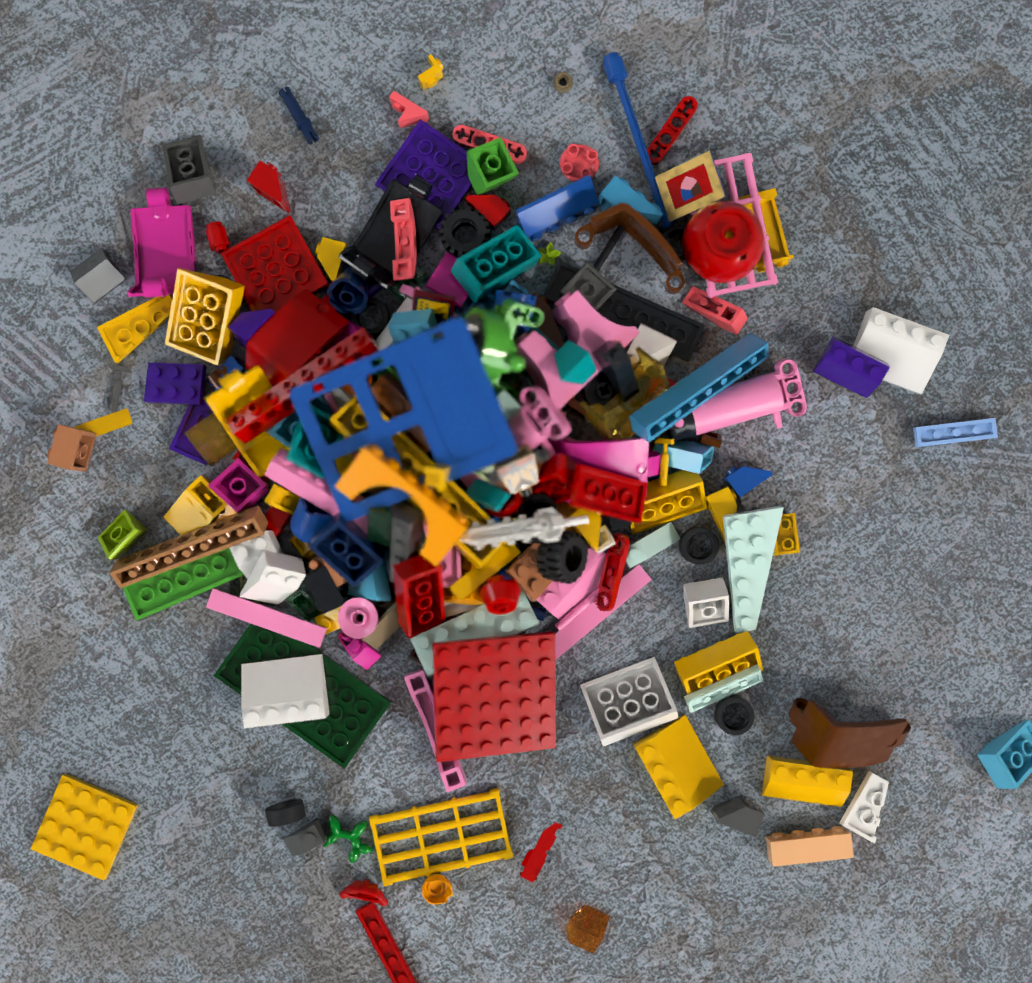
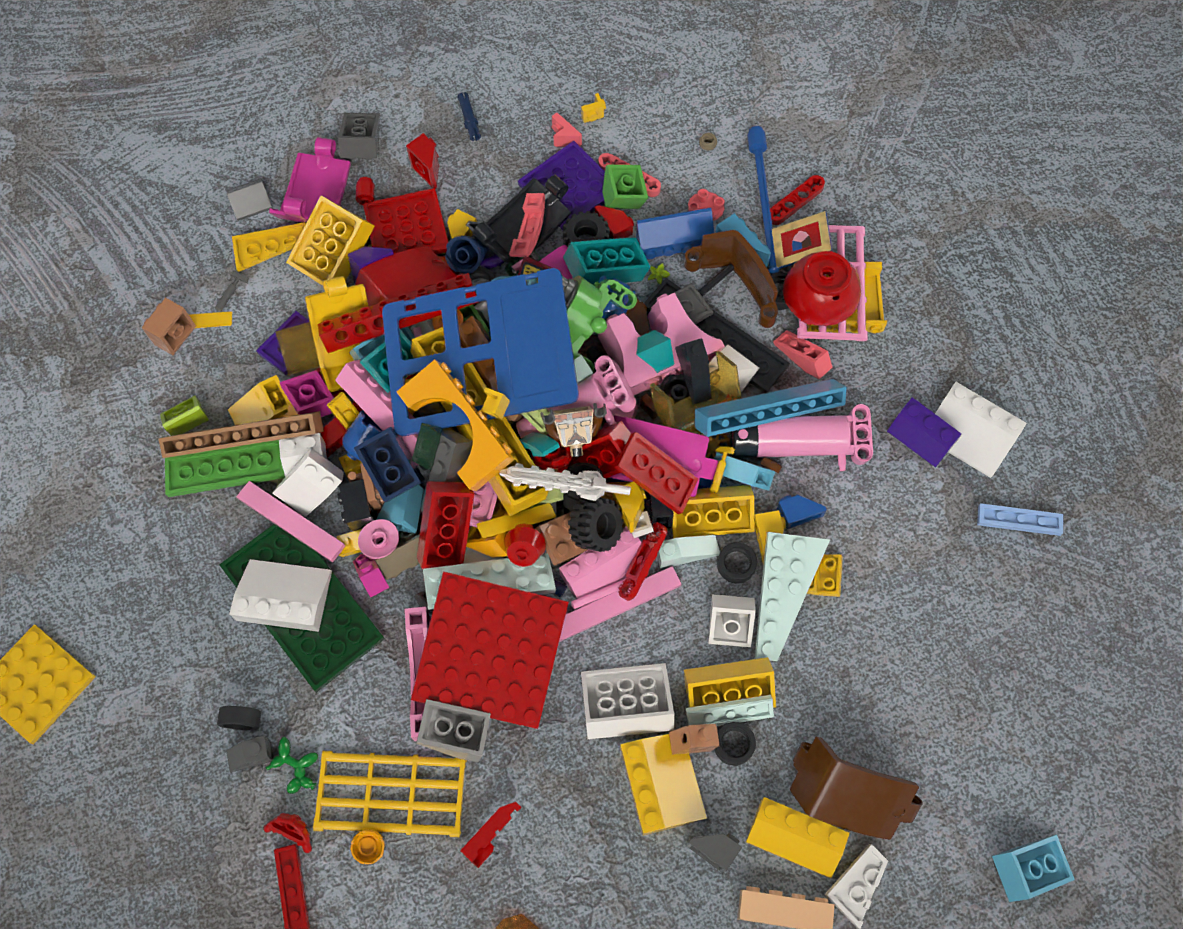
camera: 15 degrees right, 20 degrees down
(175, 383) = (282, 298): dark purple plate -> none
(303, 603) = (330, 517): clear green slope -> none
(483, 776) = (453, 730): none -> light grey slope
(704, 724) = (699, 739): none -> nougat torso

